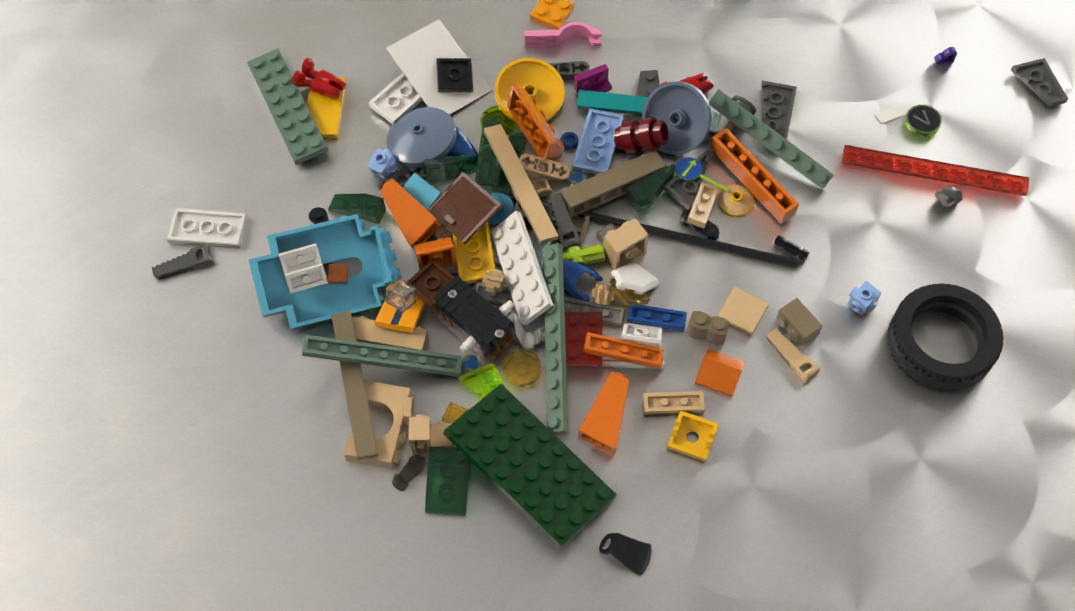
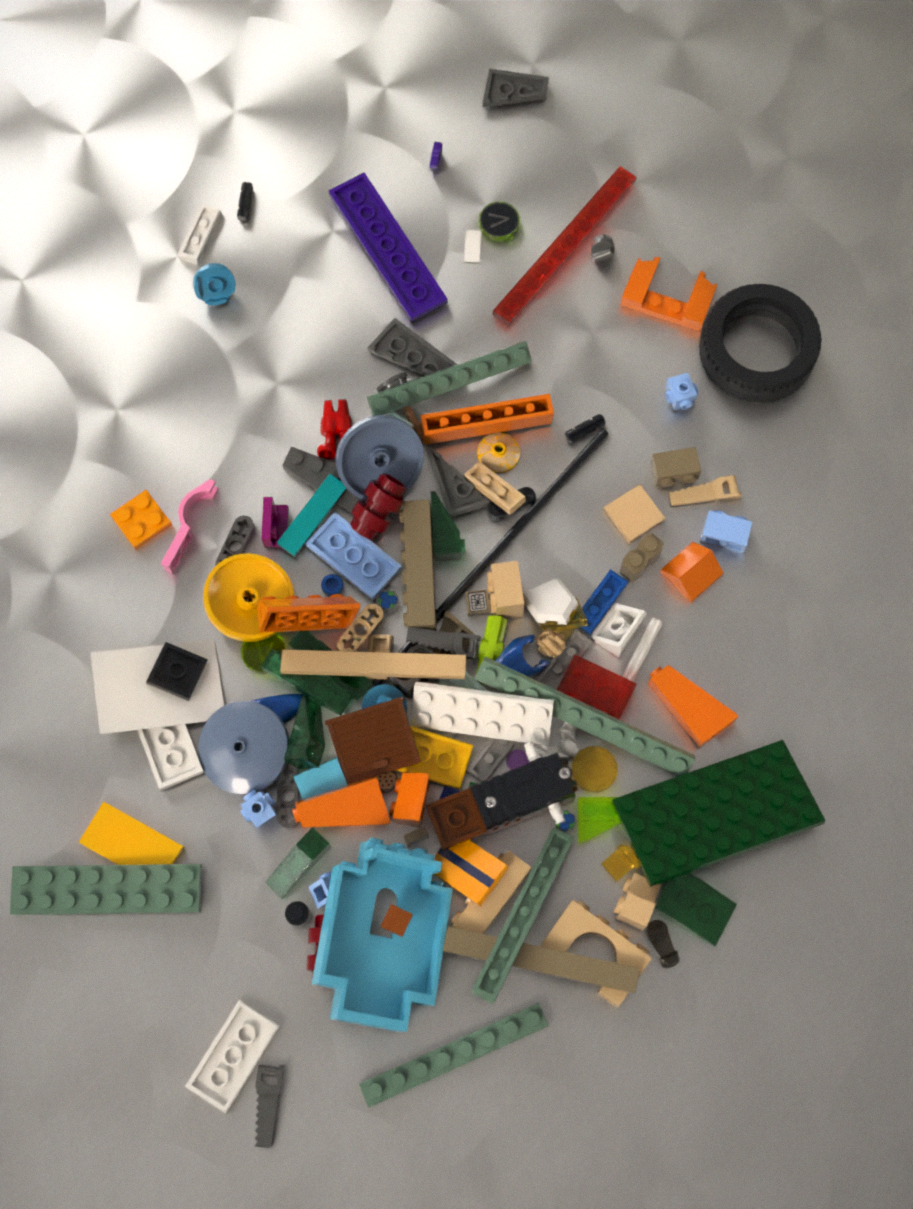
camera: 65 degrees left, 10 degrees up
(265, 364) = (453, 1055): none -> sand green plate
(303, 268) = (373, 958): white slope -> none
(322, 83) = (103, 831): red piece -> none
(401, 295) = (455, 860): clear brick -> none
(407, 409) = (604, 913): tan tile -> none
(408, 267) = (416, 836): none -> dark tan tile
(493, 281) = (482, 750): tan gear -> none
(623, 350) = (633, 655): orange tile -> none
(628, 551) = (847, 758): black piece -> none
(673, 402) = (707, 634): tan plate -> none
(690, 423) = (755, 619): yellow piece -> none
(691, 169) = (444, 478): blue piece -> none
(767, 380) = (726, 531): none -> light blue brick
(850, 60) = (388, 247): none -> dark purple plate
(927, 239) = (640, 298): none -> orange wedge

